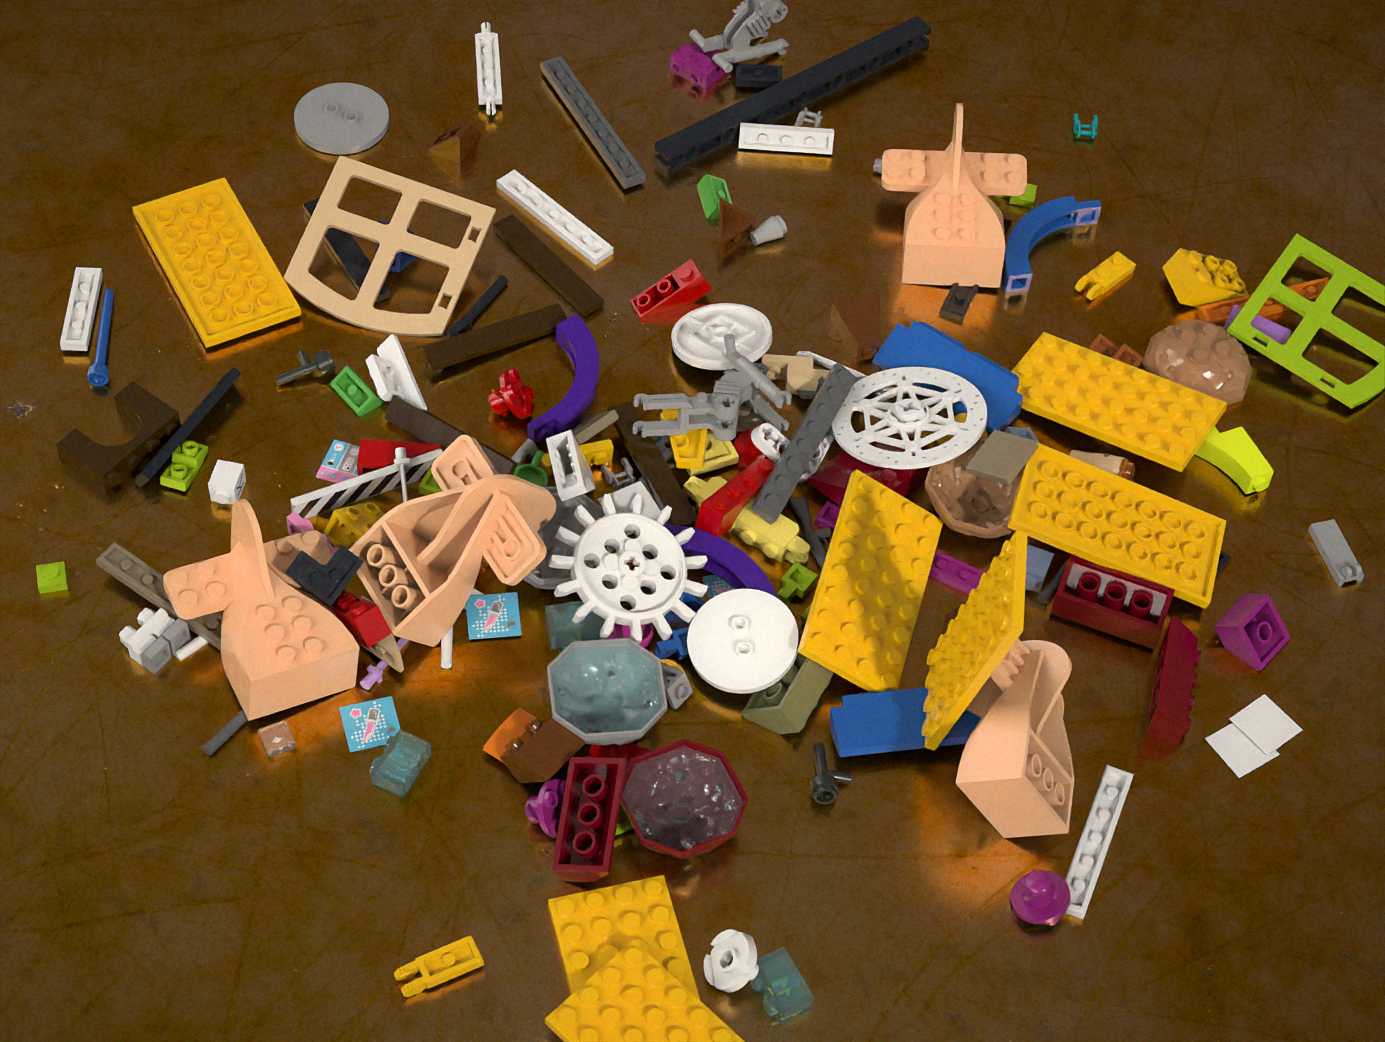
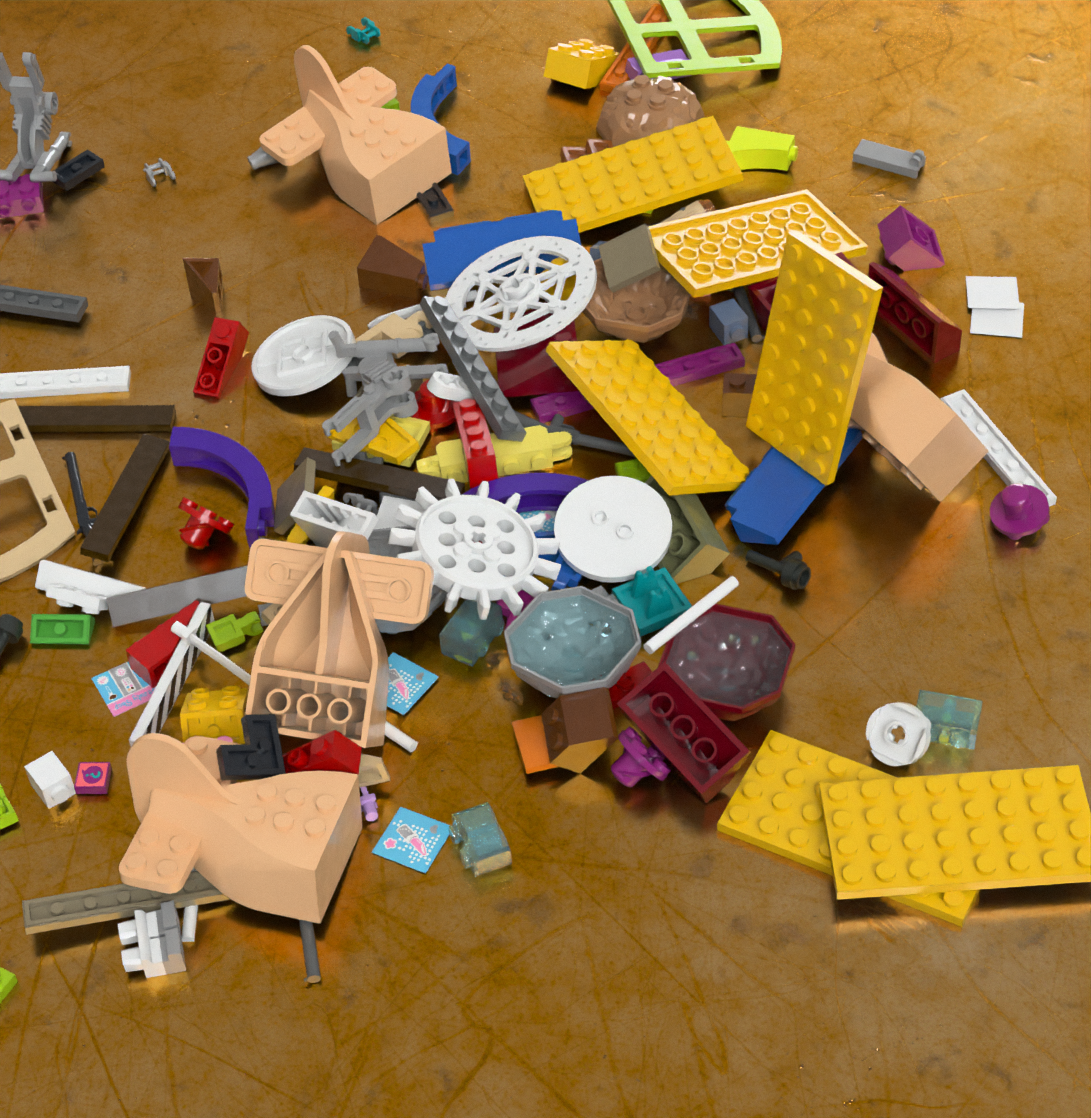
camera: 40 degrees left, 5 degrees down
(258, 501) = (93, 778): none -> magenta tile
(276, 738) = (356, 917): clear tile -> none
(440, 966) = (708, 939): yellow hinge -> none
(695, 746) = (691, 615): none -> white bar
(710, 191) = (158, 275): bright green slope -> none
(710, 715) = (653, 598): none -> teal plate
(769, 230) = (234, 262): light grey cone -> none
(786, 138) = (160, 194): white plate -> none
(791, 94) = (120, 167): black piece -> none
(796, 581) = (586, 464): lime plate -> none
(1106, 275) = (511, 109): yellow hinge -> none

